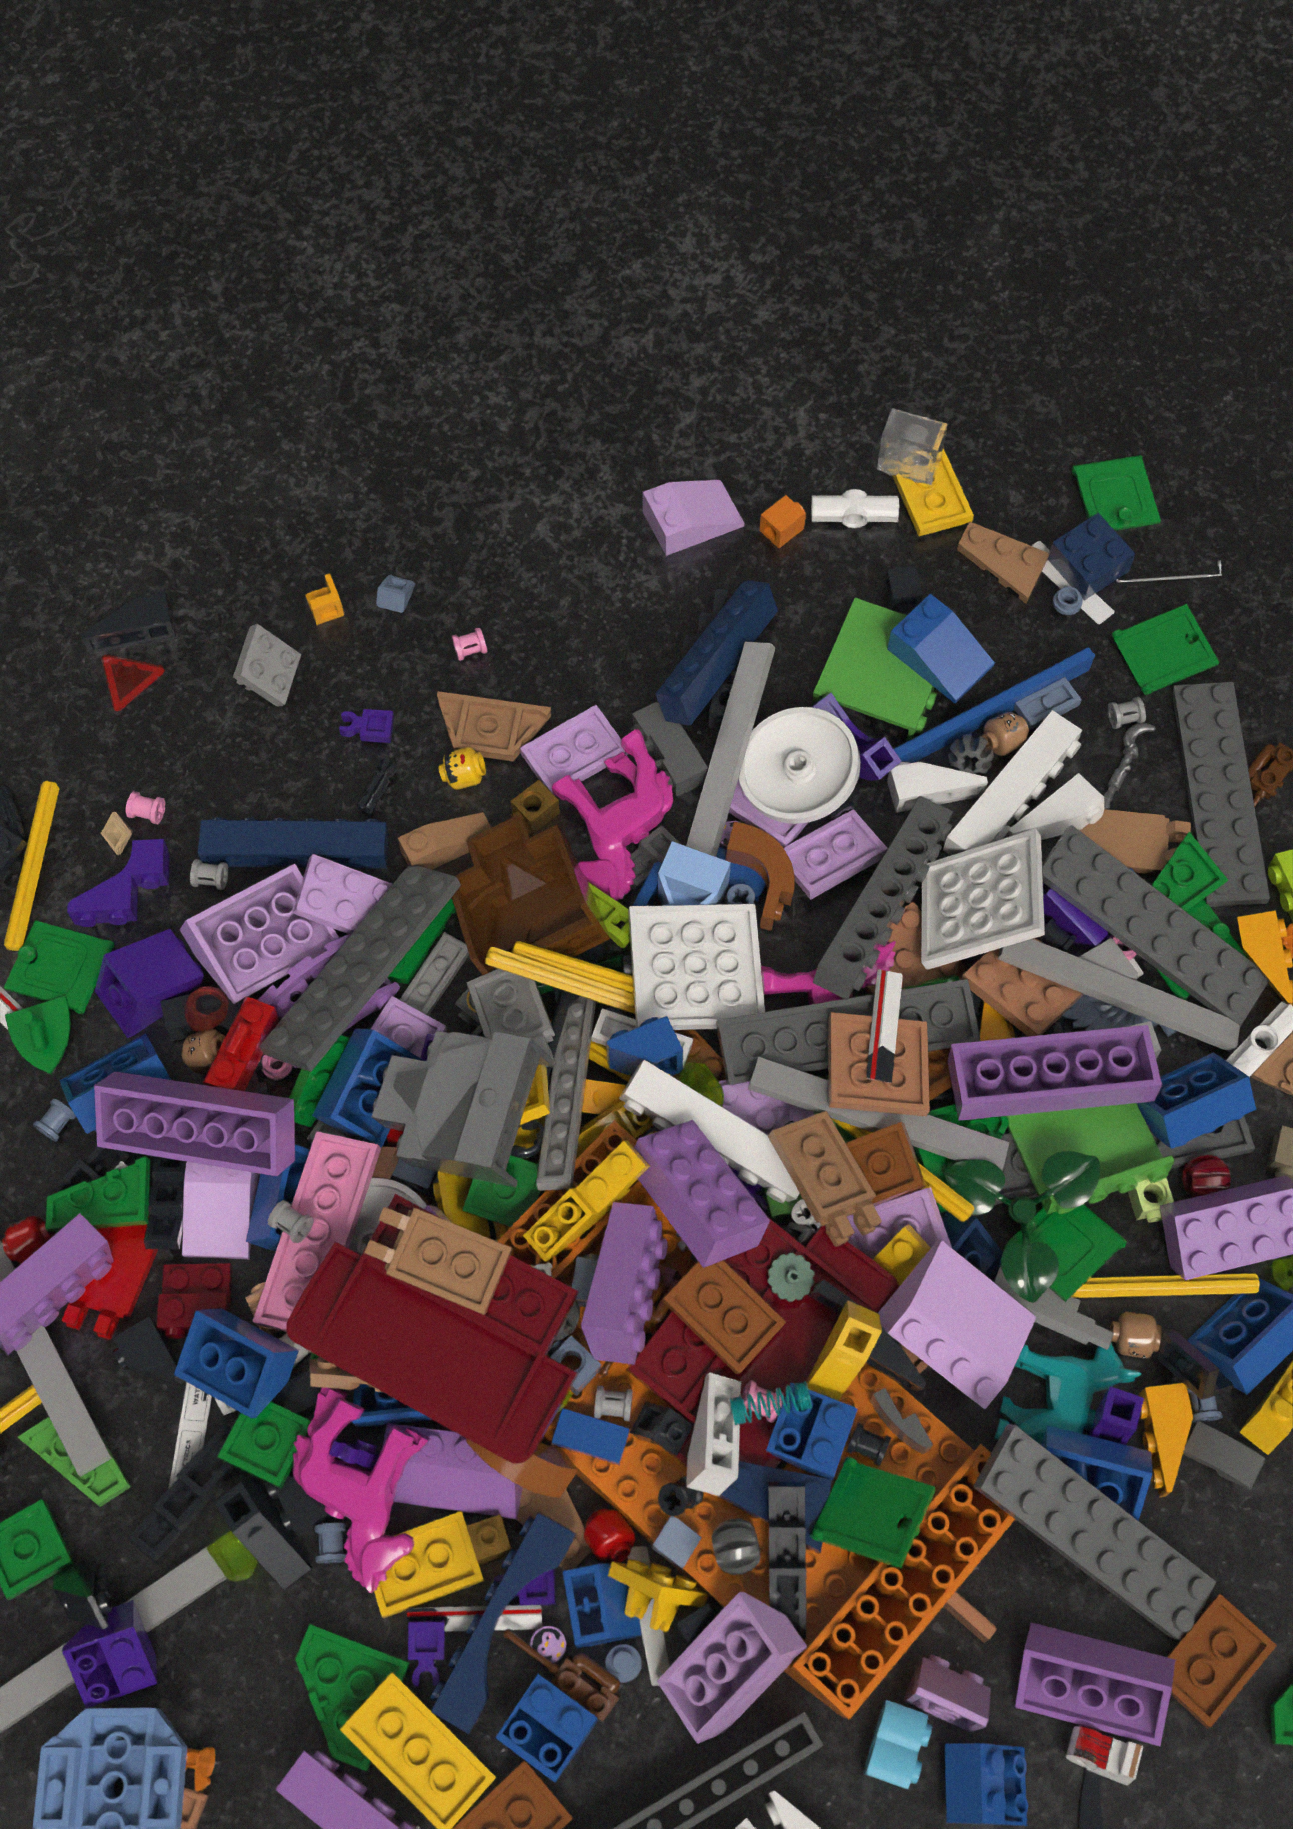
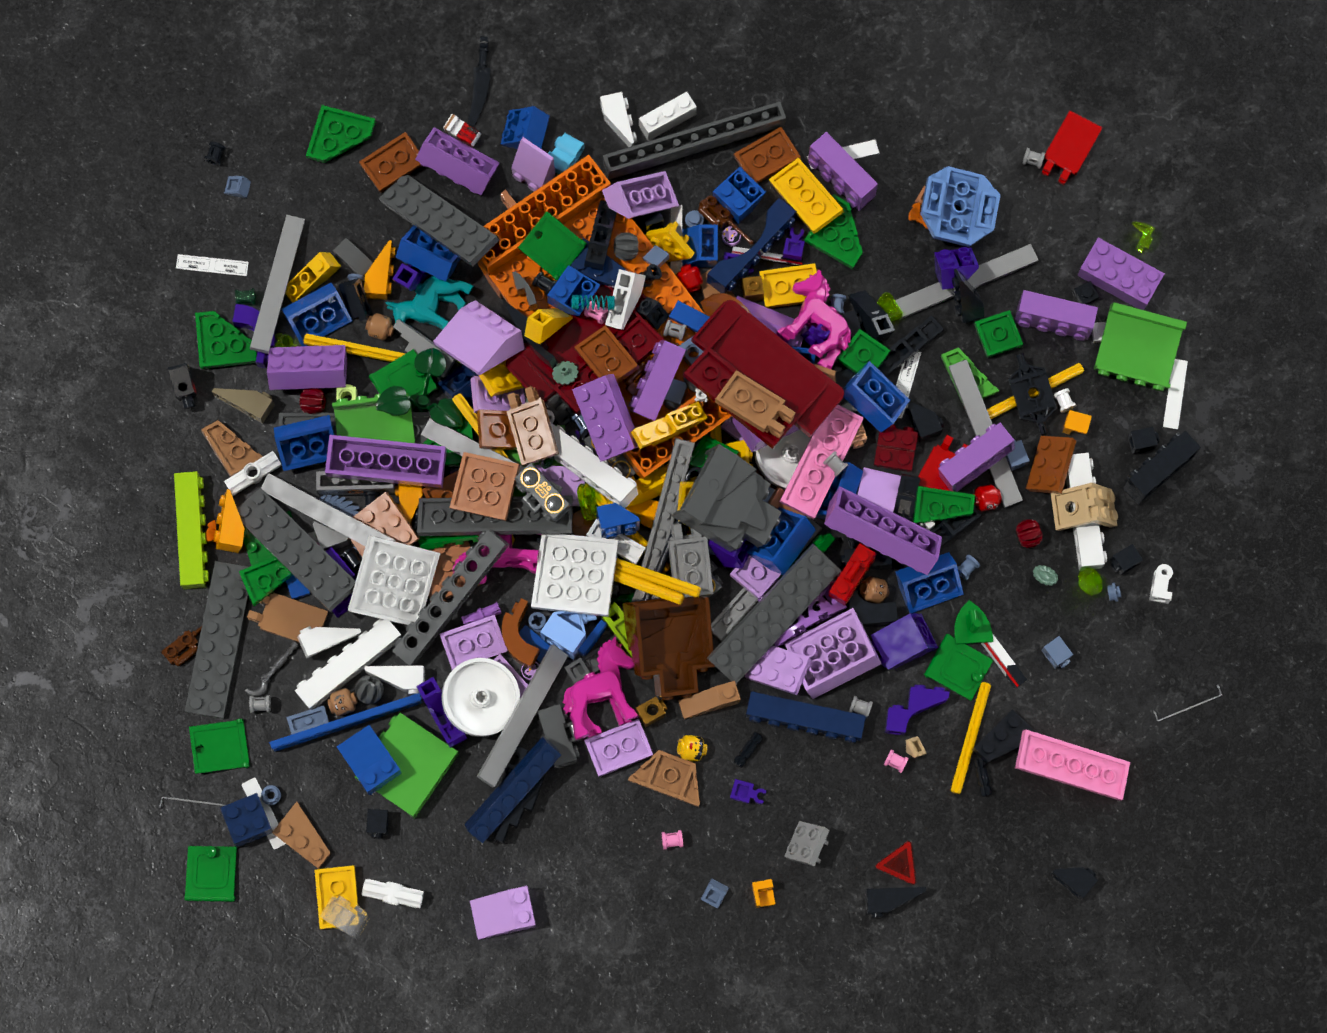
camera: 170 degrees left, 10 degrees up
(203, 1022) = (879, 609): clear red piece -> none
(778, 1062) = (549, 498): none -> dark grey piece
(782, 521) = (443, 892): orange brick -> none
(830, 899) = (482, 613): none -> medium lavender pin
(884, 1026) = (475, 507): sticker -> none

